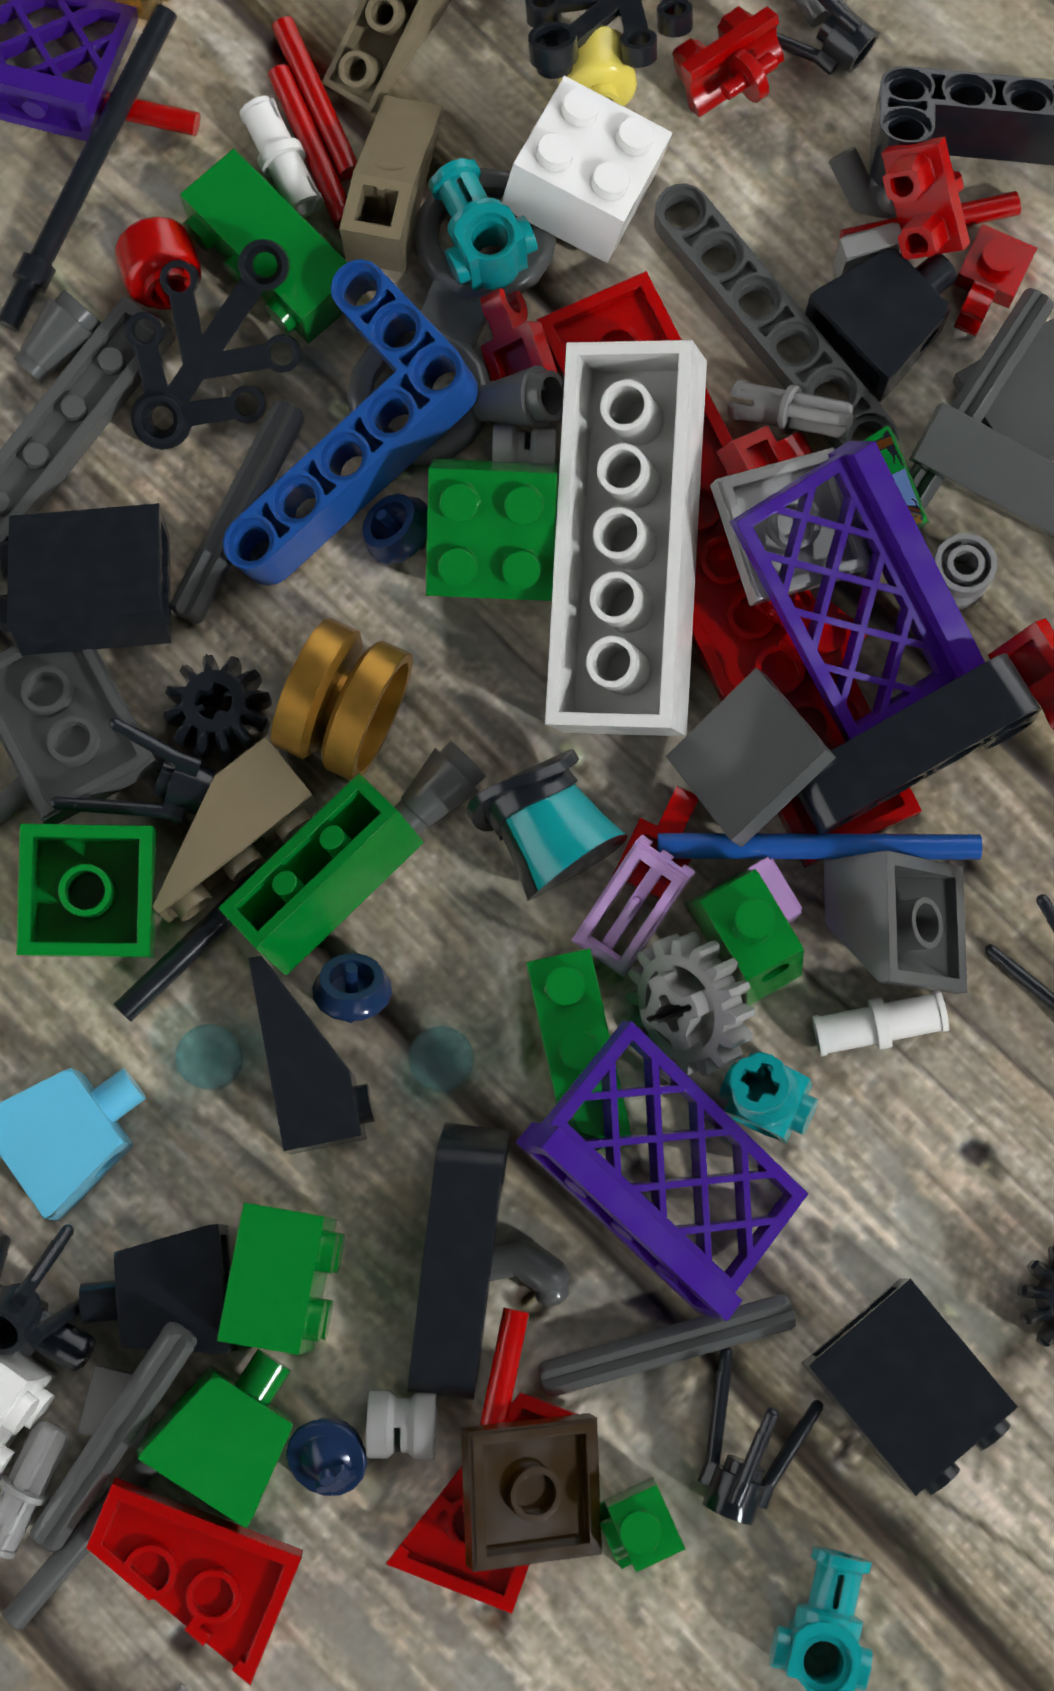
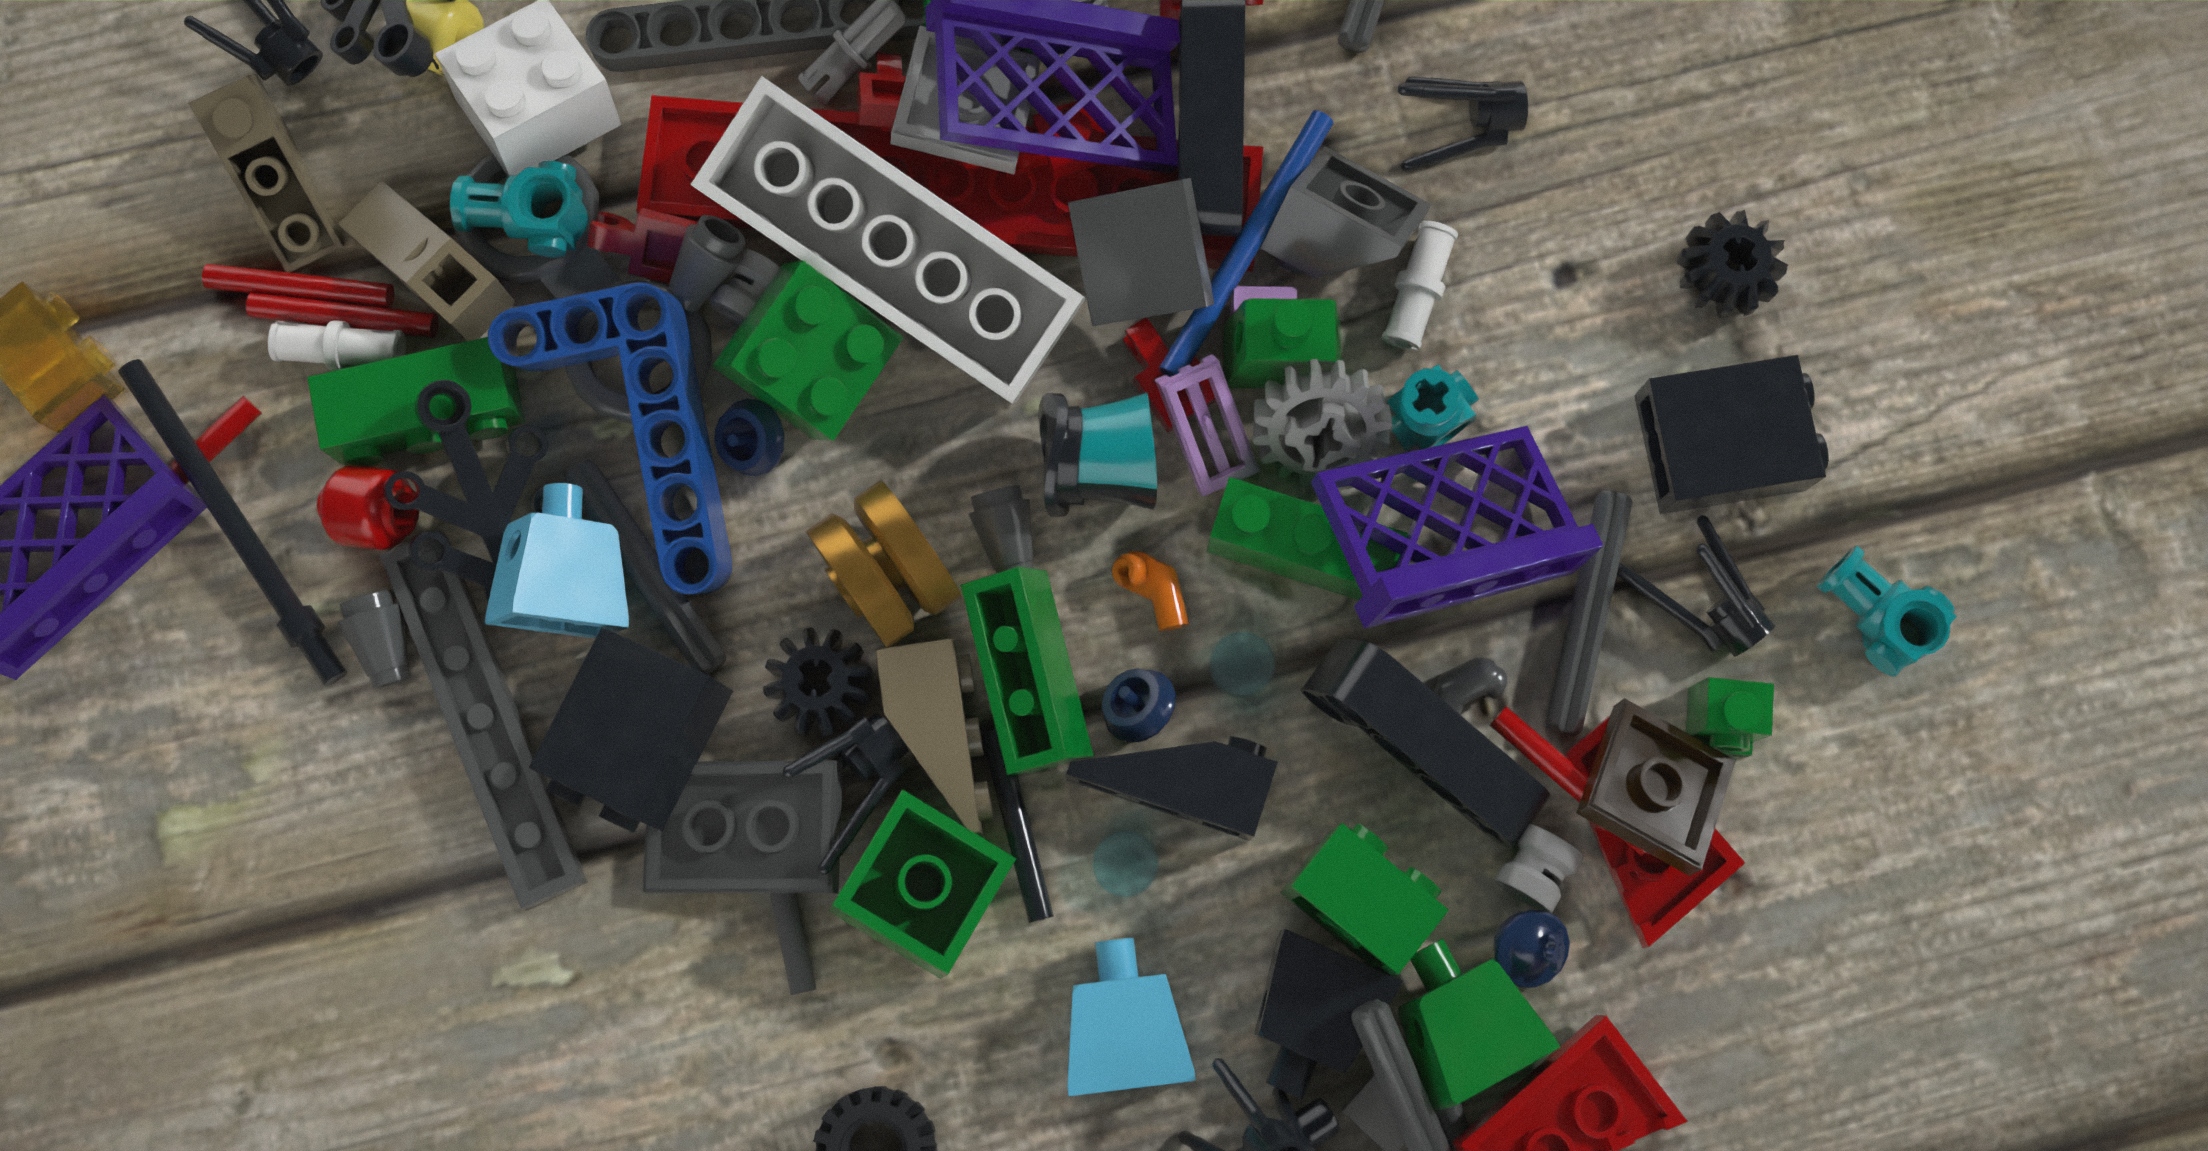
camera: 65 degrees left, 0 degrees up
(187, 441) = (559, 571): none -> medium azure torso
(471, 942) = (1155, 582): none -> orange arm

